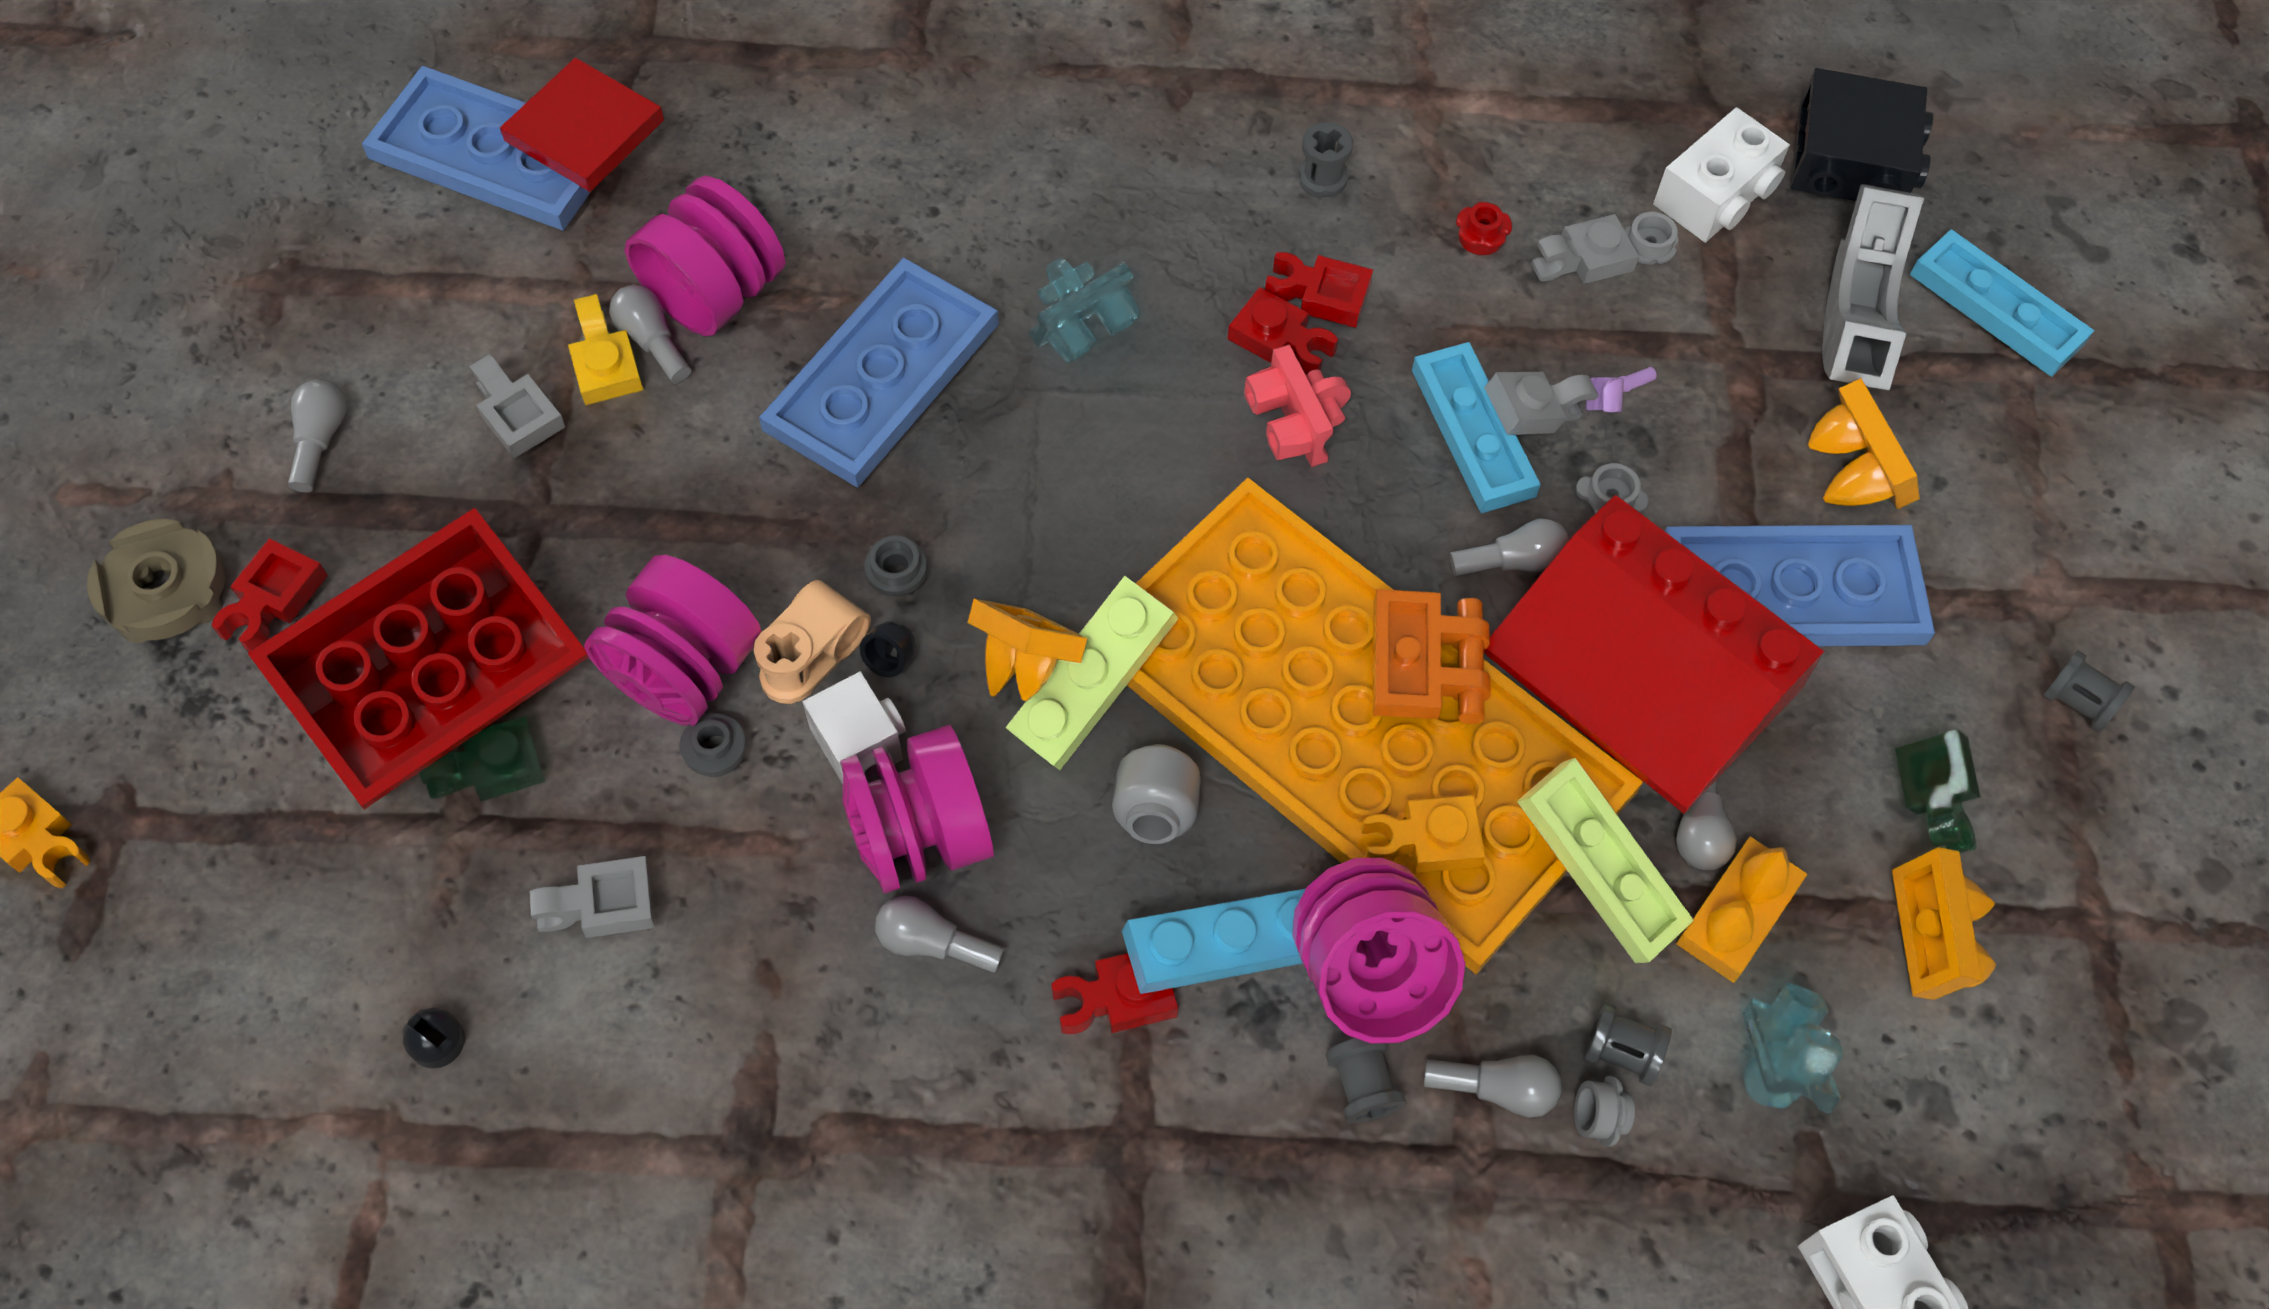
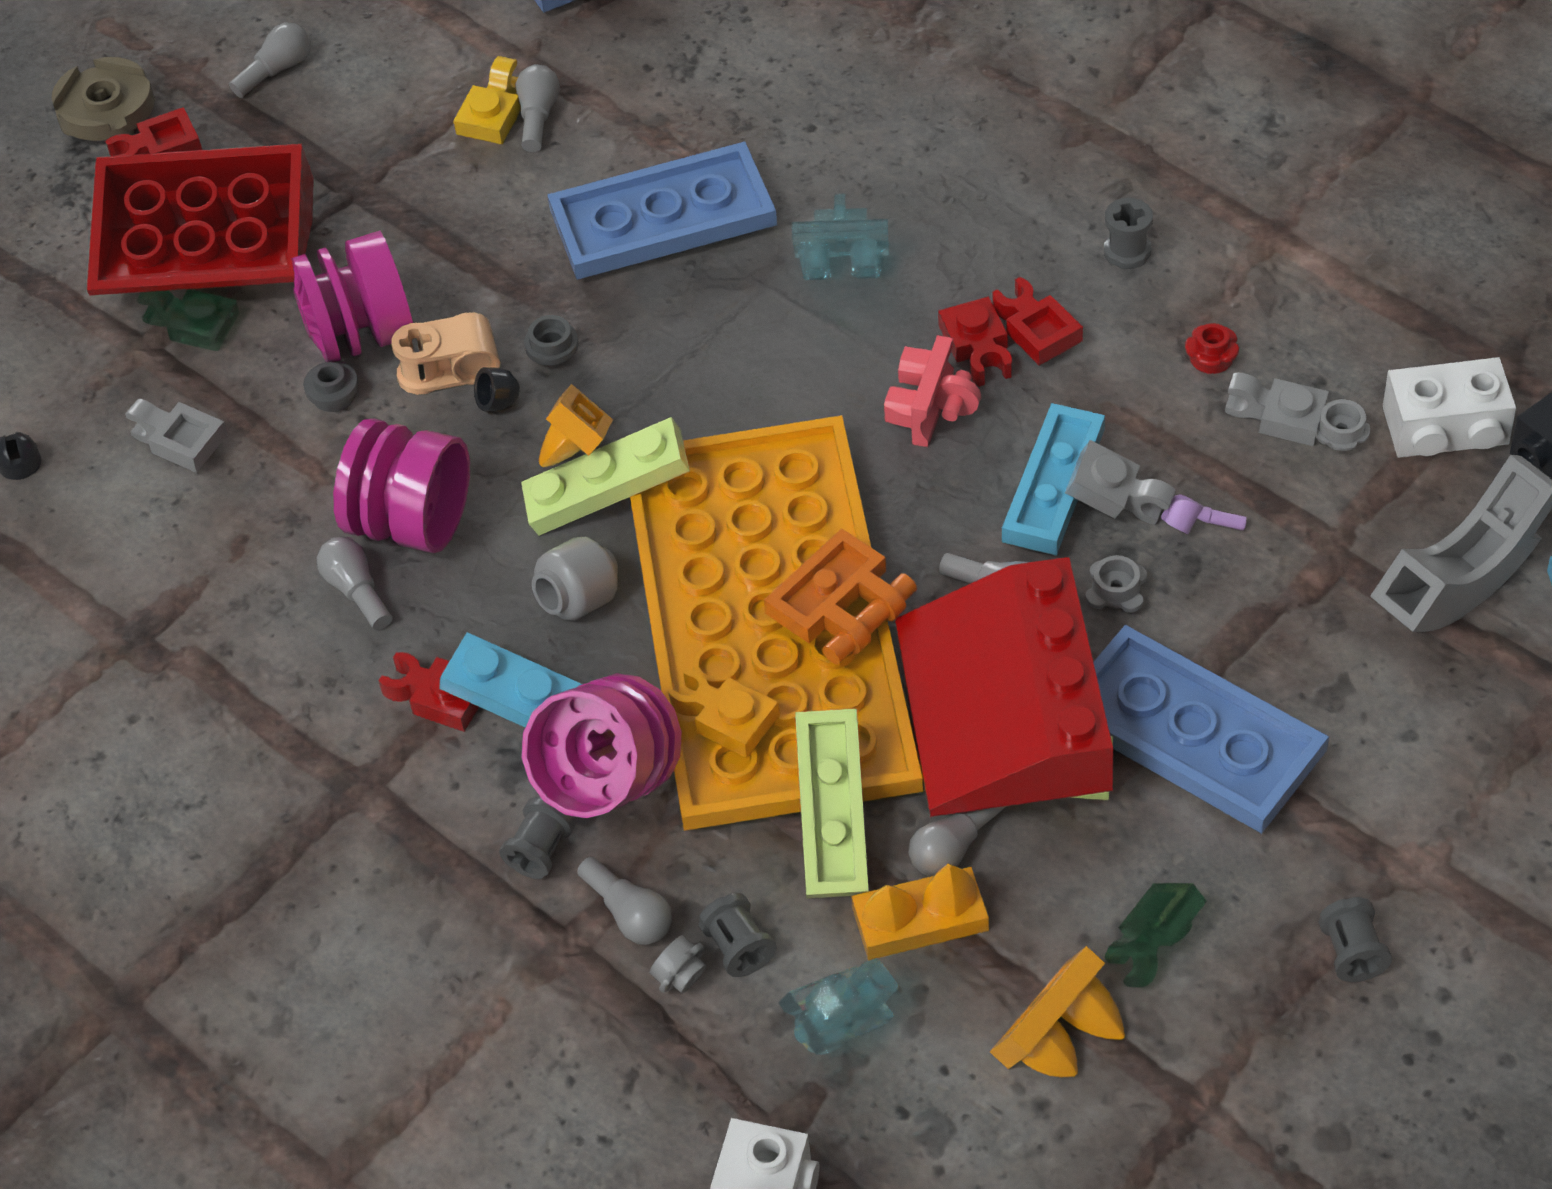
camera: 45 degrees right, 10 degrees down
(516, 410) = (404, 110): light grey plate -> none
(705, 255) = (603, 67): dark pink wheel -> none
(853, 722) = (424, 407): white brick -> none
(1883, 467) = (1367, 660): light orange tile -> none

